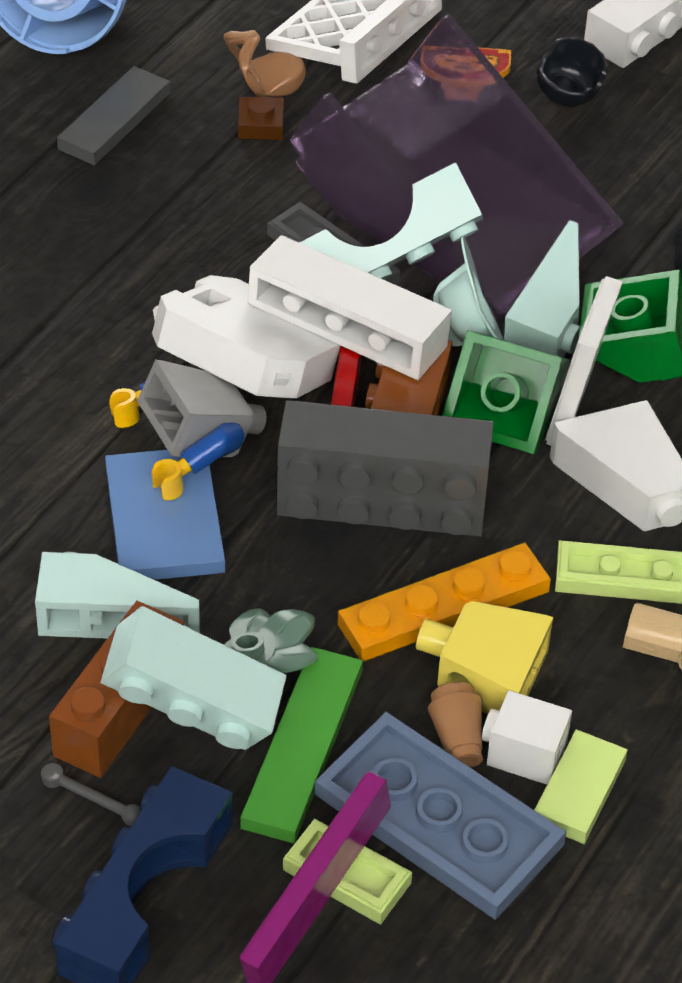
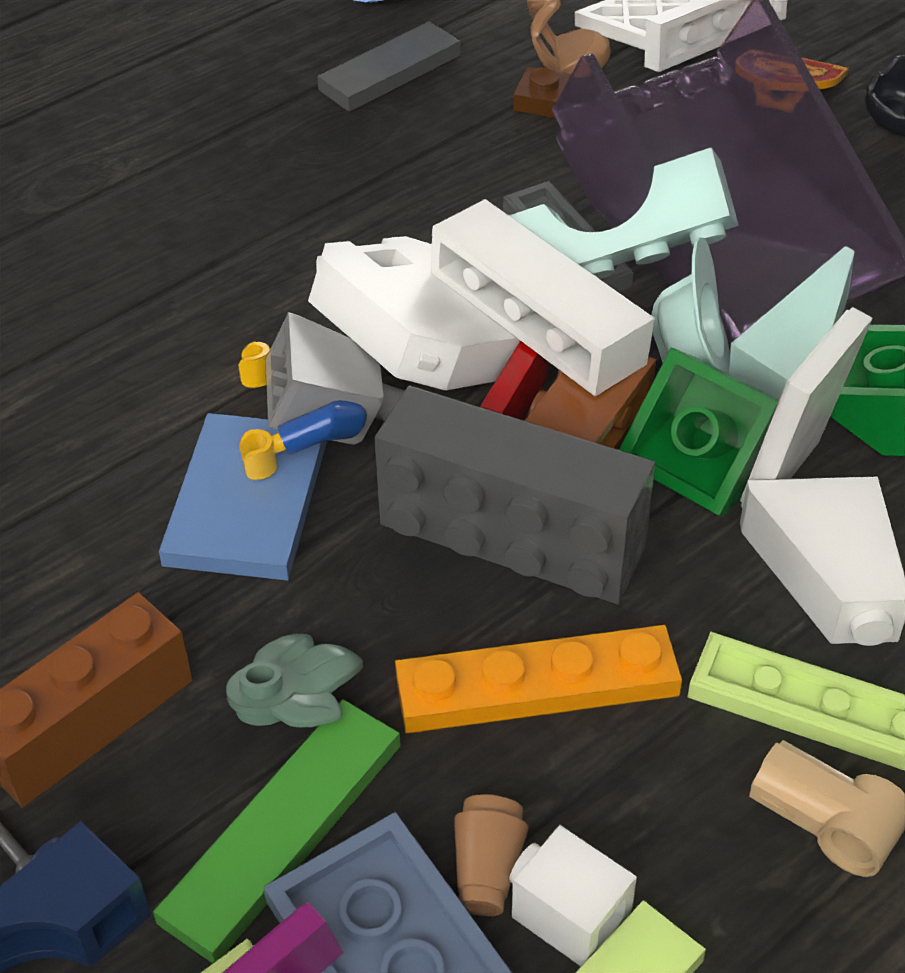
camera: 20 degrees right, 0 degrees up
(92, 595) = (98, 564): light aqua slope -> none
(193, 679) = (154, 713): light aqua brick -> none
(489, 649) = (564, 762): light yellow torso -> none

